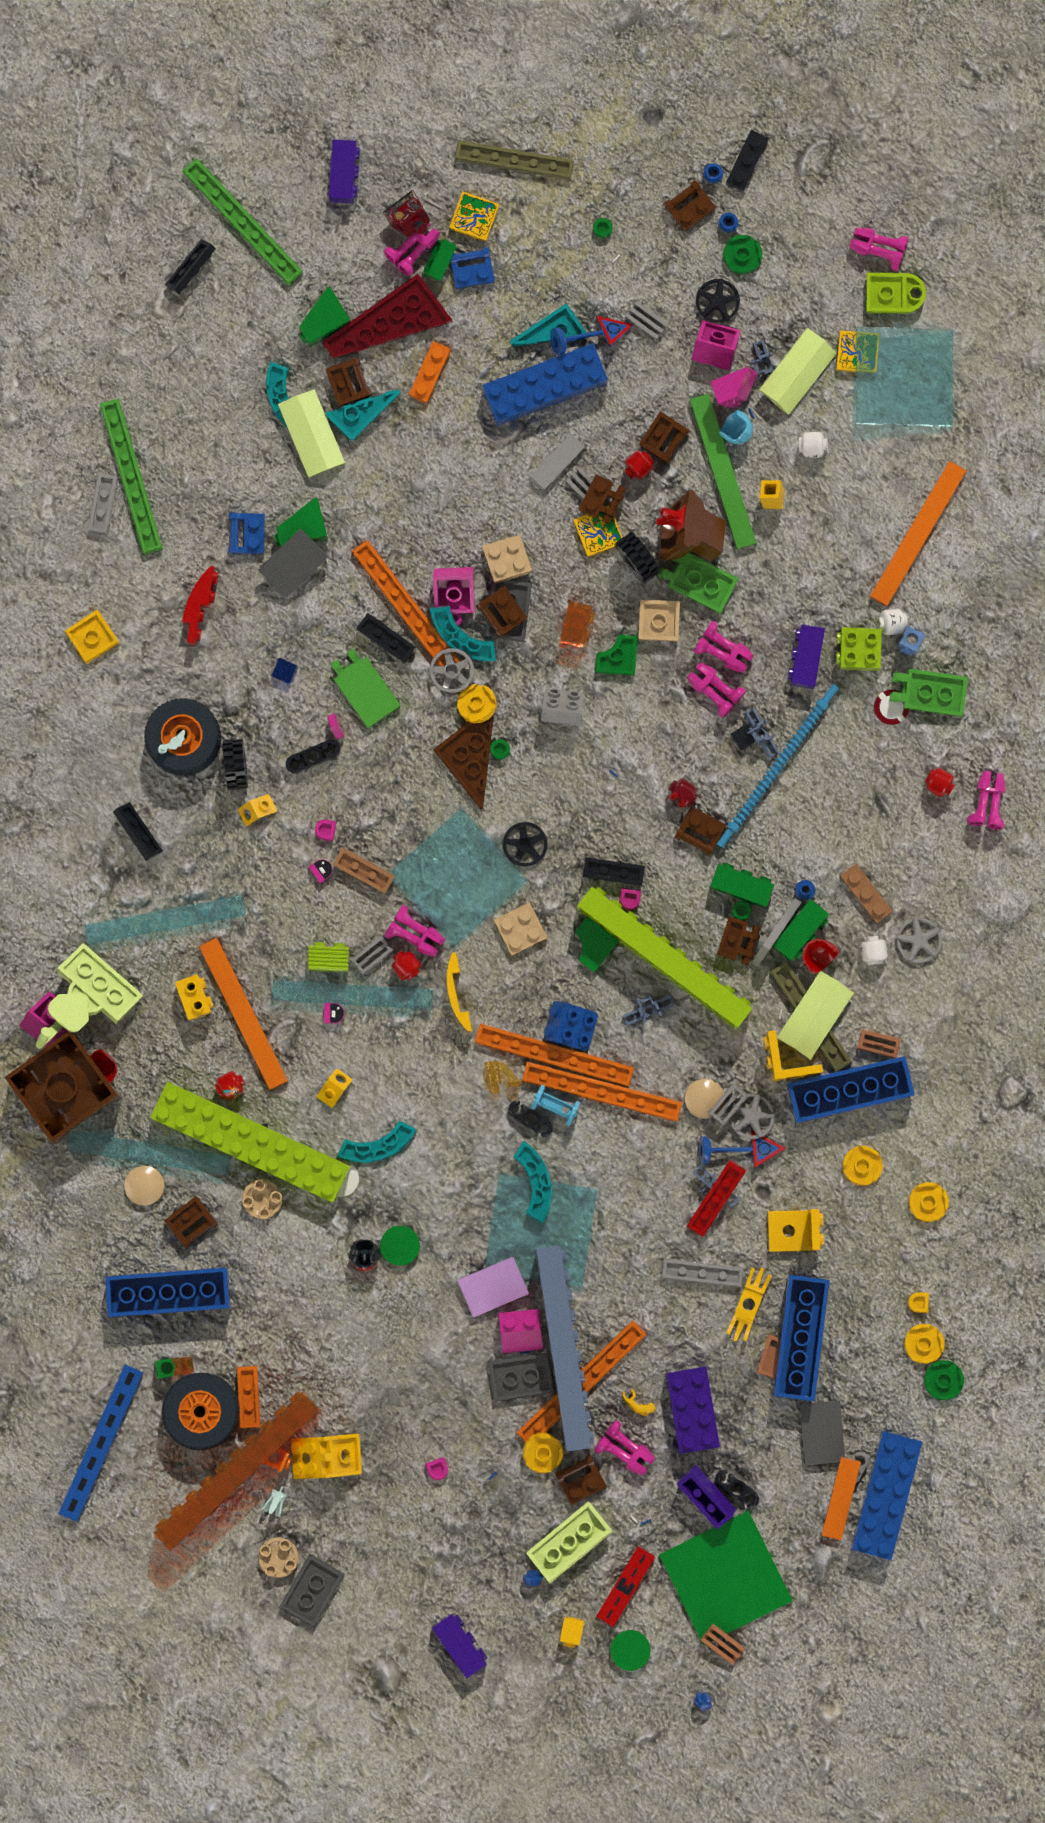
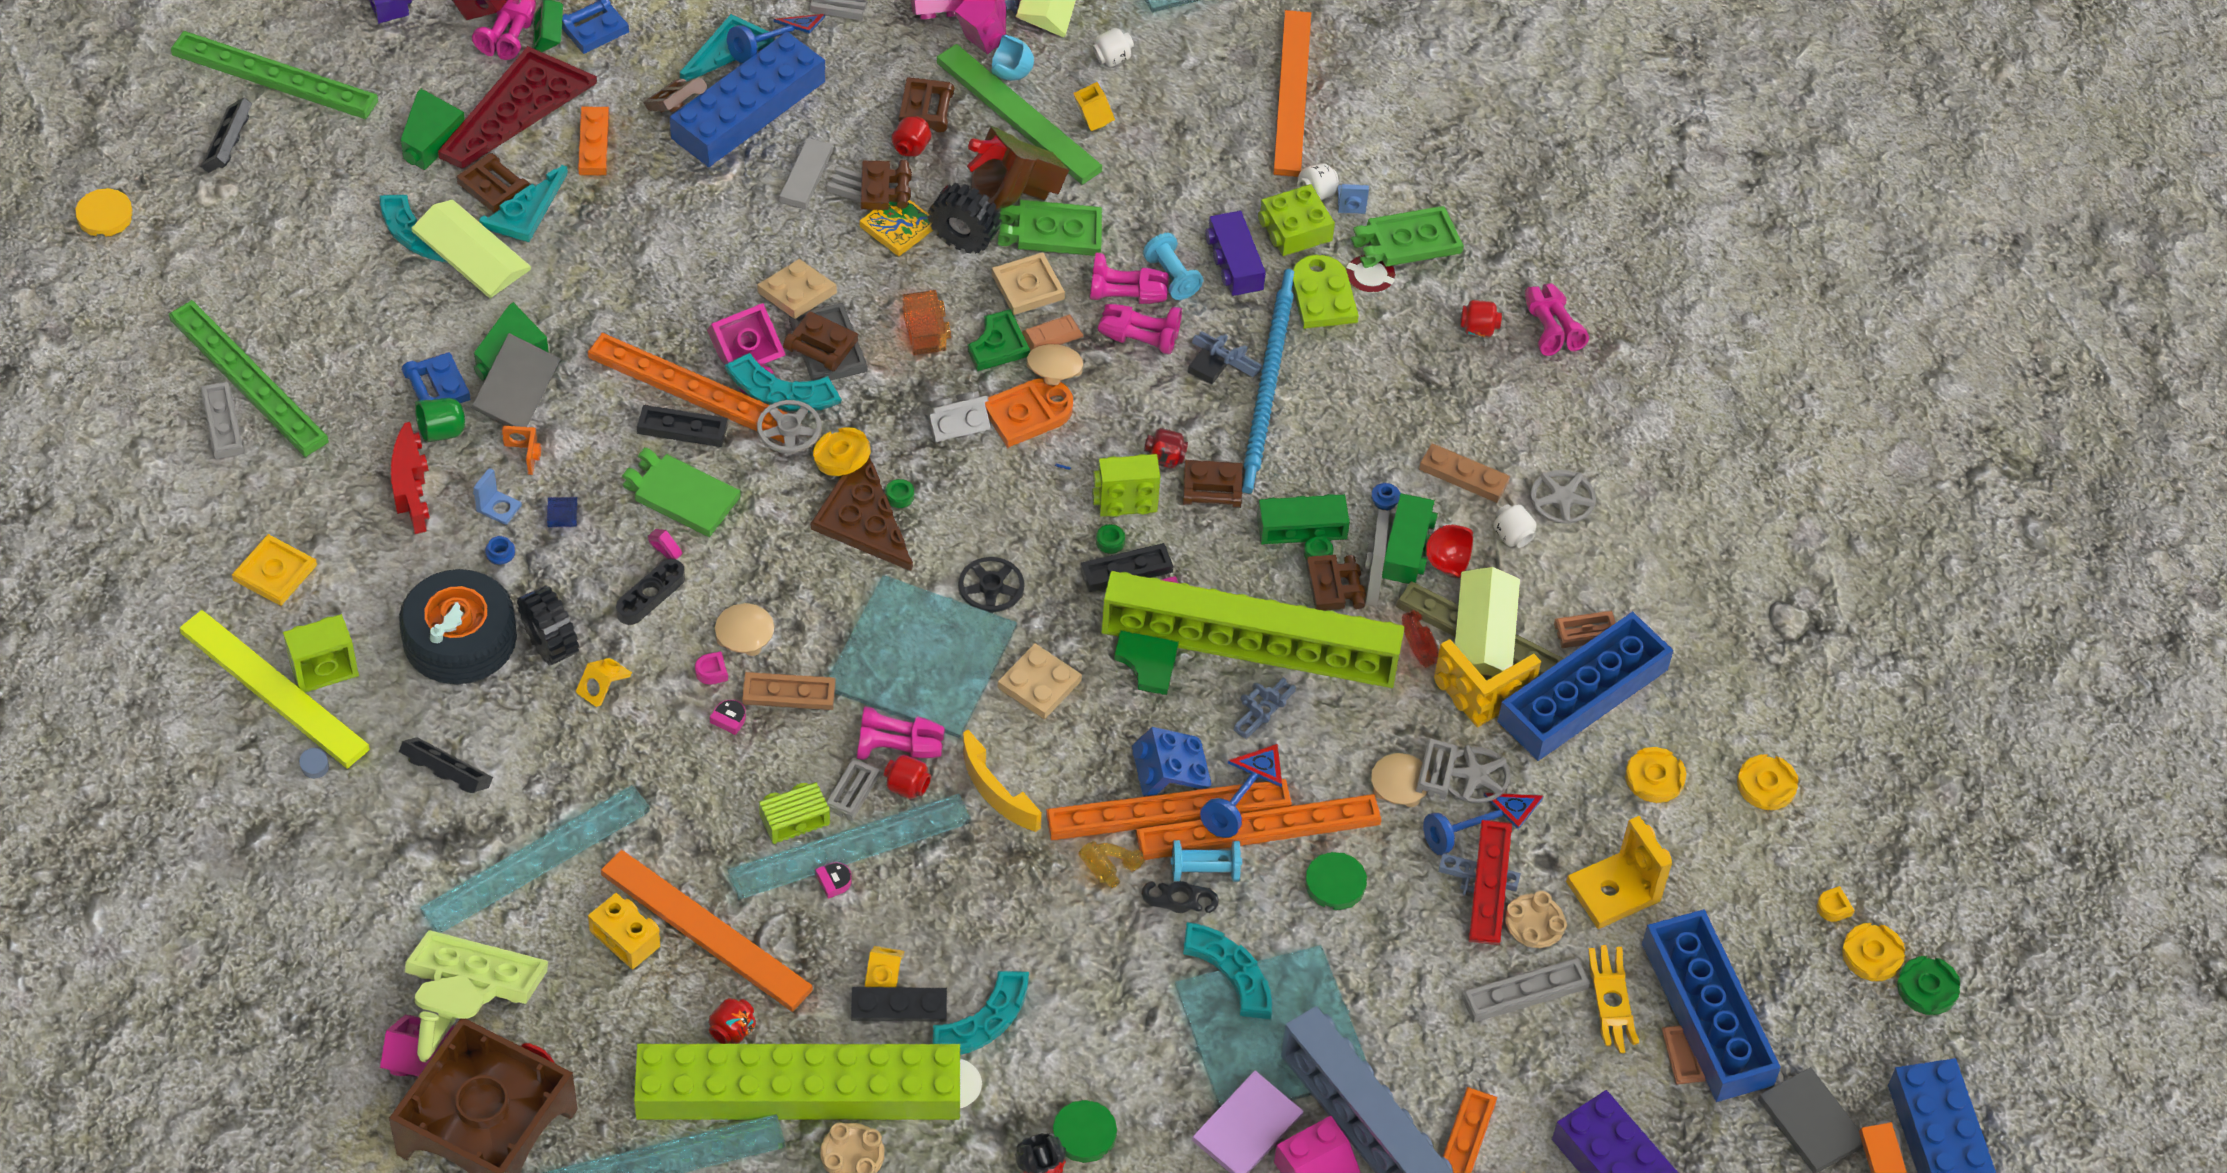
camera: 30 degrees left, 30 degrees down
(58, 727) = (274, 689): none -> neon yellow tile
(62, 794) = (314, 763): none -> sand blue piece
(89, 297) = (104, 212): none -> yellow tile
(92, 721) = (321, 653): none -> lime brick
(233, 678) = (498, 544): none -> blue plate
(236, 569) = (443, 419): none -> green helmet
(243, 638) = (487, 497): none -> medium blue bracket
(284, 619) = (530, 442): none -> orange bracket
(332, 1115) = (899, 1004): none -> black plate
(358, 809) = (744, 628): none -> tan dish
(489, 362) = (672, 96): none -> reddish brown plate
(610, 720) = (1028, 410): none -> orange tile
(615, 843) = (1110, 539): none -> green tile
(624, 1052) = (1221, 815): none -> blue piece
(628, 1149) = (1336, 880): none -> green tile
(635, 814) = (1127, 485): none -> lime brick
(645, 693) = (1055, 363): none -> tan dish
(656, 665) = (1053, 332): none -> nougat tile
(732, 1231) = (1535, 920): none -> tan dish
(759, 650) = (1161, 250): none -> medium azure hose
(765, 1011) = (1420, 639): none -> clear red tile
(850, 712) = (1323, 296): none -> lime plate

